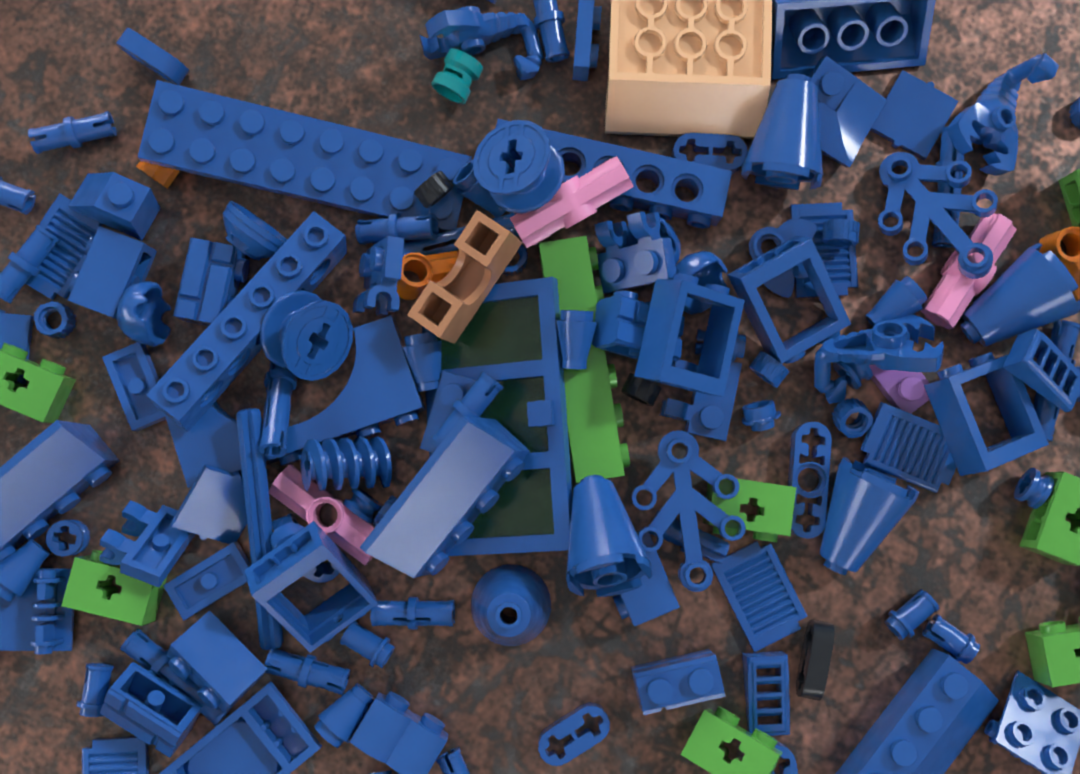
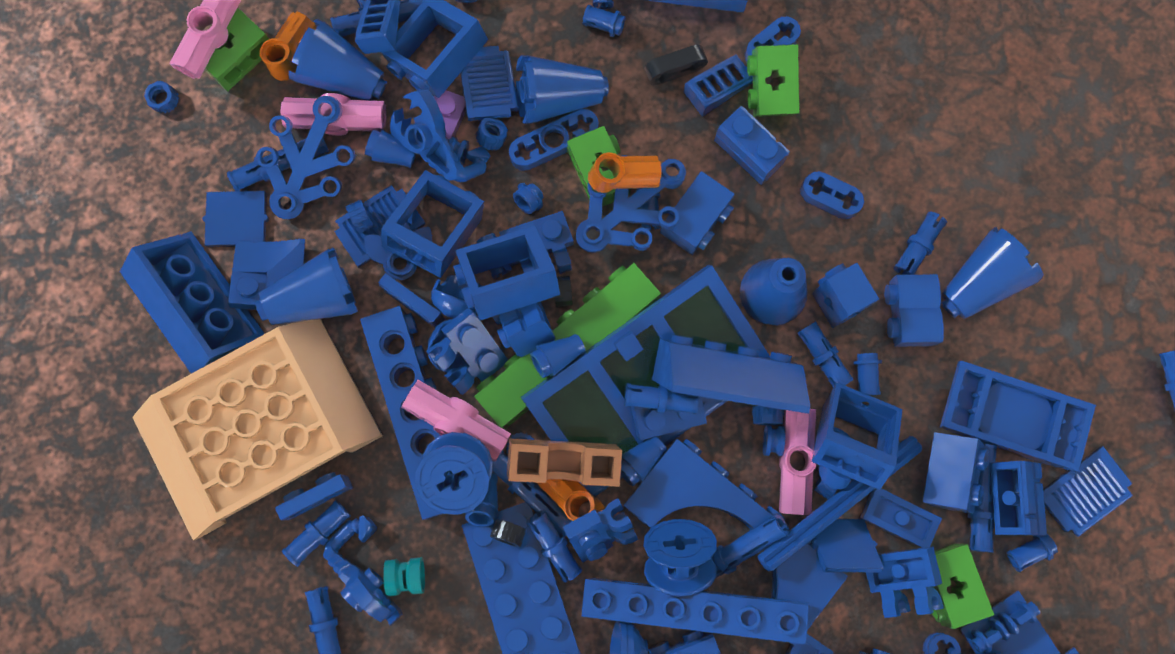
camera: 120 degrees left, 5 degrees down
(307, 671) = (915, 405): blue pin -> none
(344, 715) = (928, 359): blue cone -> none
(346, 460) = (752, 470): blue piece -> none
(459, 671) = (844, 293): none -> blue brick
(603, 542) = (690, 246): blue cone -> none
(712, 144) = (345, 351): blue beam -> none
(721, 524) = (627, 172): none -> orange piece
(723, 233) = (411, 300): none -> blue tile
(759, 594) = (655, 125): blue window -> none
(769, 369) = (491, 210): blue axle -> none
(993, 117) = (205, 160): blue animal -> none

